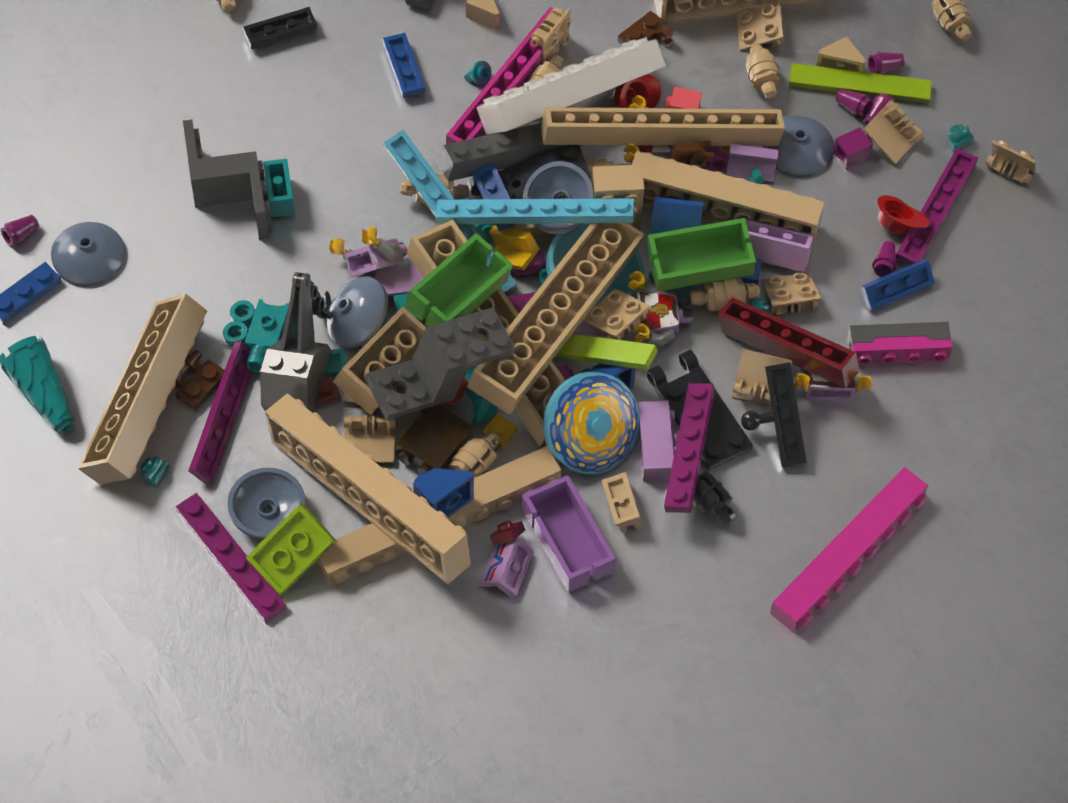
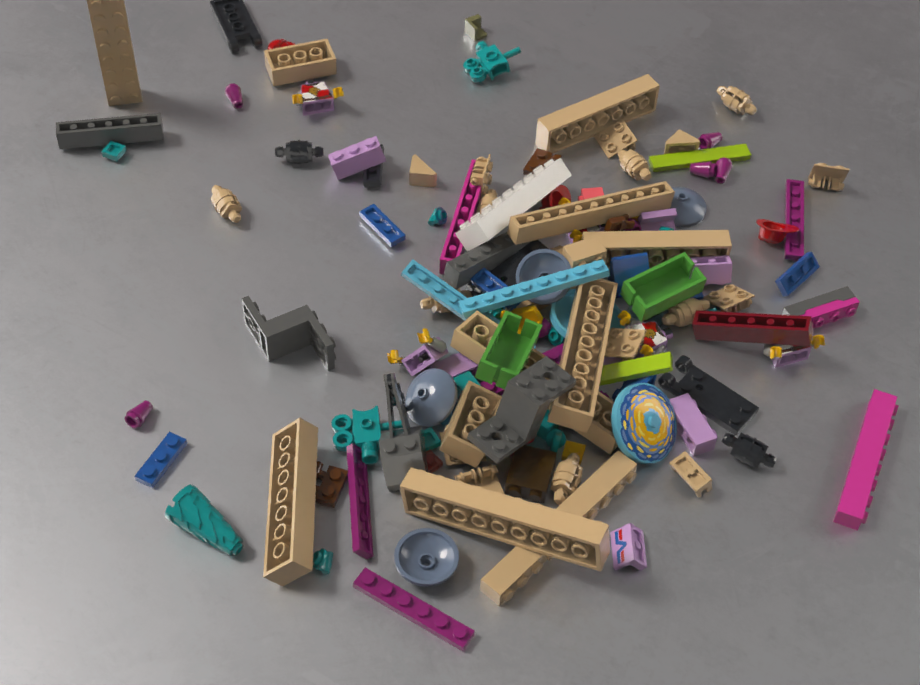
camera: 20 degrees left, 10 degrees down
(90, 263) = (201, 424): sand blue dish -> none
(278, 188) = (333, 327): teal brick -> none
(280, 28) = (280, 224): black plate -> none
(291, 549) = (463, 585): lime tile -> none
(445, 489) = (567, 496): blue slope -> none
(507, 532) = (619, 521): dark red plate -> none
(568, 533) = (665, 508): medium lavender piece -> none
(689, 448) = (722, 421): magenta plate -> none
(751, 377) = (743, 360): tan hinge -> none
(783, 414) = (773, 378): black plate -> none
(853, 148) = (719, 197): magenta brick -> none
(885, 259) = (779, 260): magenta cone -> none
(893, 131) = (741, 178): tan hinge -> none
(959, 136) = (782, 172): teal plate -> none

